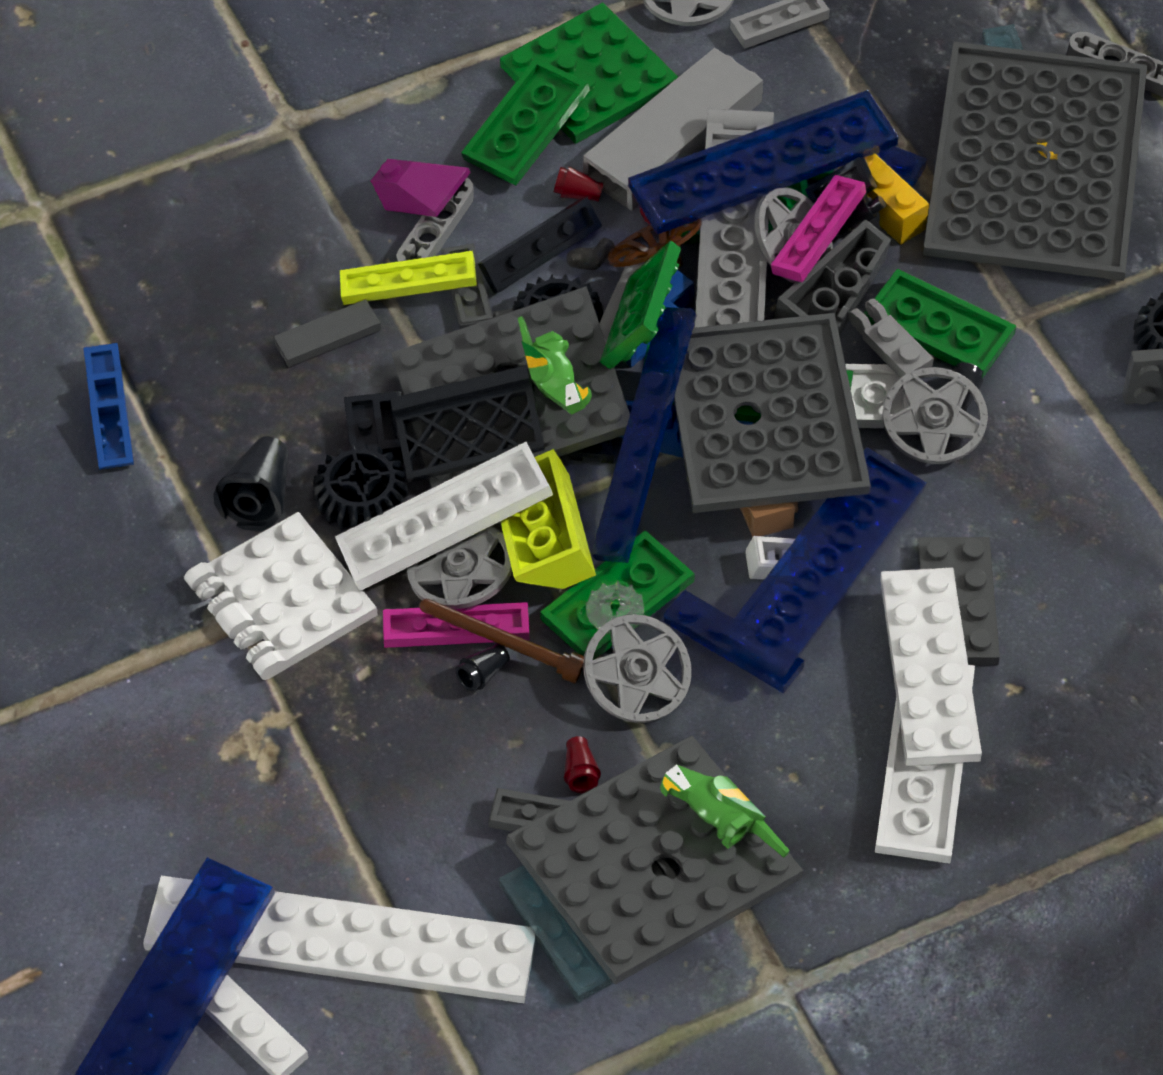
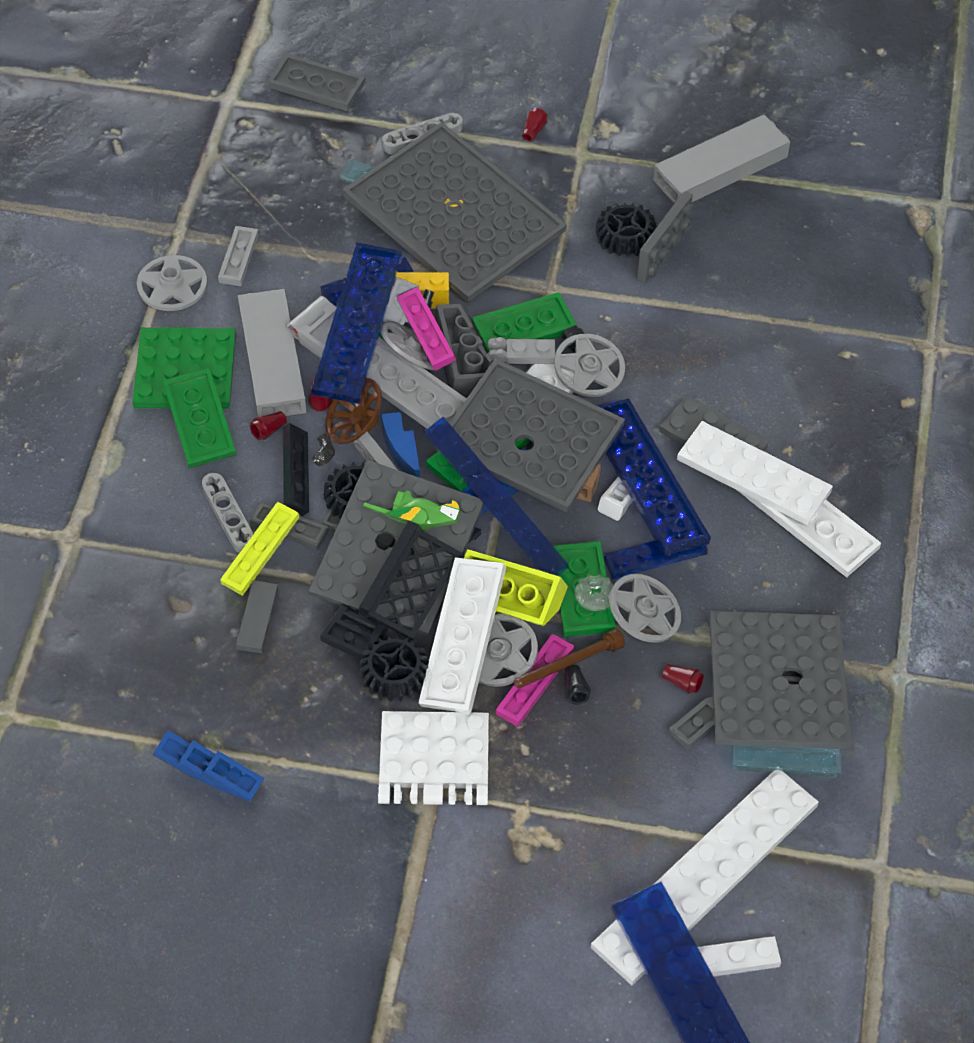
camera: 55 degrees left, 0 degrees up
(255, 486) = (348, 719): black cone -> none
(417, 186) = (196, 499): magenta slope -> none
(641, 306) = (411, 440): green plate -> none
(721, 805) = (782, 621): bright green animal -> none

